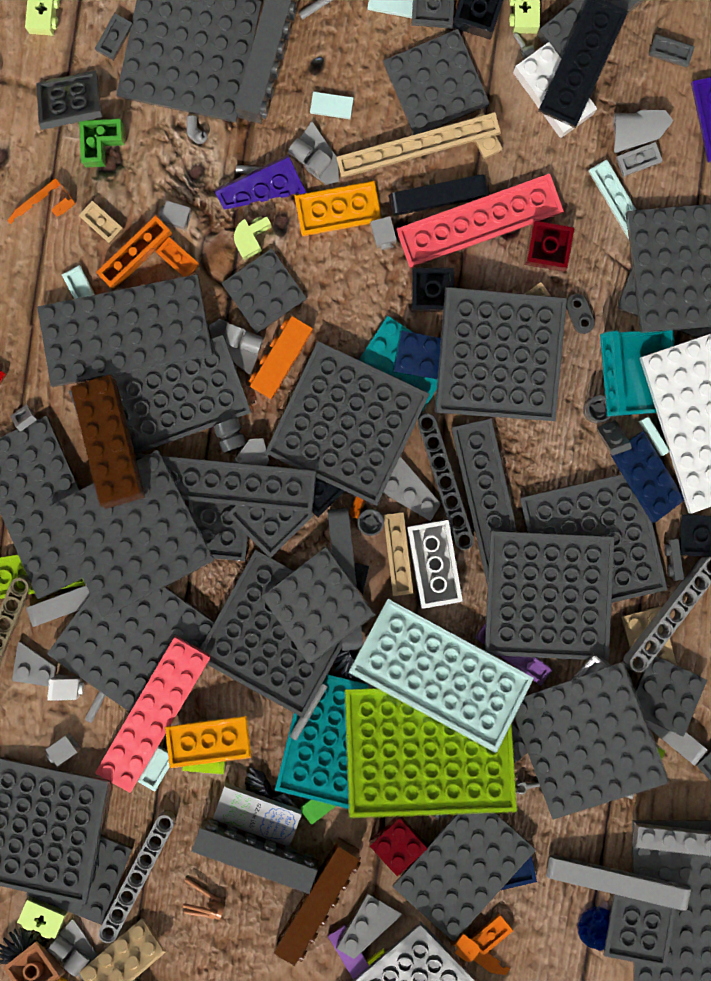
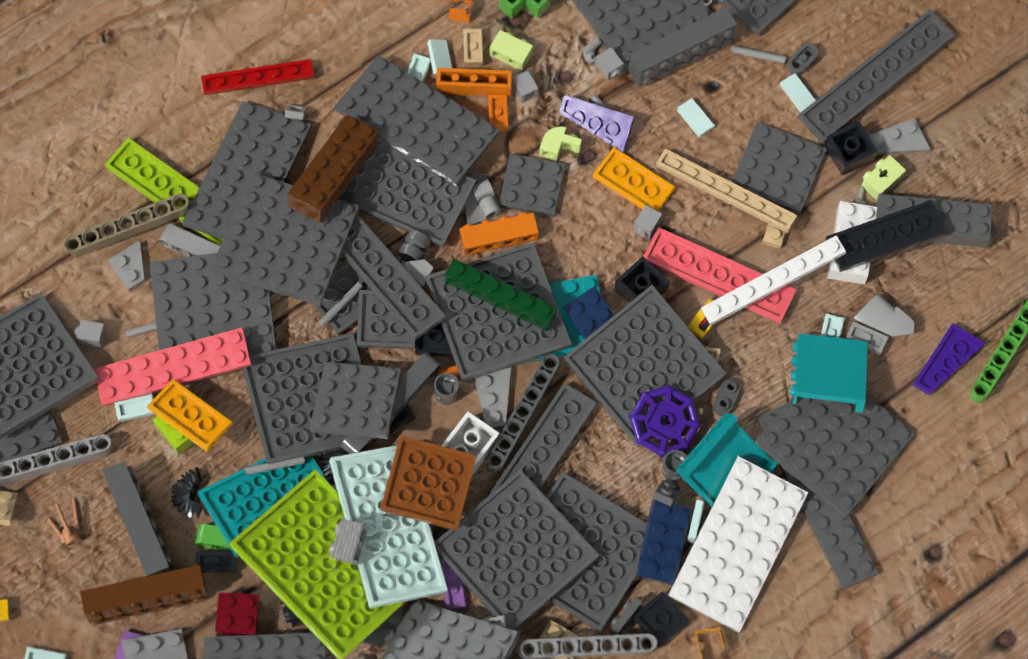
camera: 45 degrees right, 20 degrees down
(65, 687) = (136, 294): white slope -> none
(84, 256) = (439, 54): none -> light aqua tile
(133, 194) = (511, 50): none -> yellowish green brick
(221, 128) = (609, 64): none -> light grey brick
(223, 538) = (340, 304): none -> light grey bar
(257, 814) = (167, 501): light grey tile -> none
(316, 155) = (652, 136): light grey panel -> none
(336, 824) = (216, 561): none -> black plate
(340, 412) = (500, 295): none -> dark green brick
(398, 554) = (448, 421): tan plate -> none
(433, 724) = (349, 541): none -> light grey brick
(438, 195) = (708, 233): black beam -> none
(439, 615) = (428, 483): none -> dark orange plate
(504, 267) = (699, 325): none -> slope
(532, 185) = (773, 280): none -> white plate
(548, 376) = (654, 424): none -> dark purple plate
(549, 246) = (748, 332): dark red brick -> none
(642, 217) = (829, 369): none -> teal panel
(671, 50) = (957, 292): dark grey plate -> none

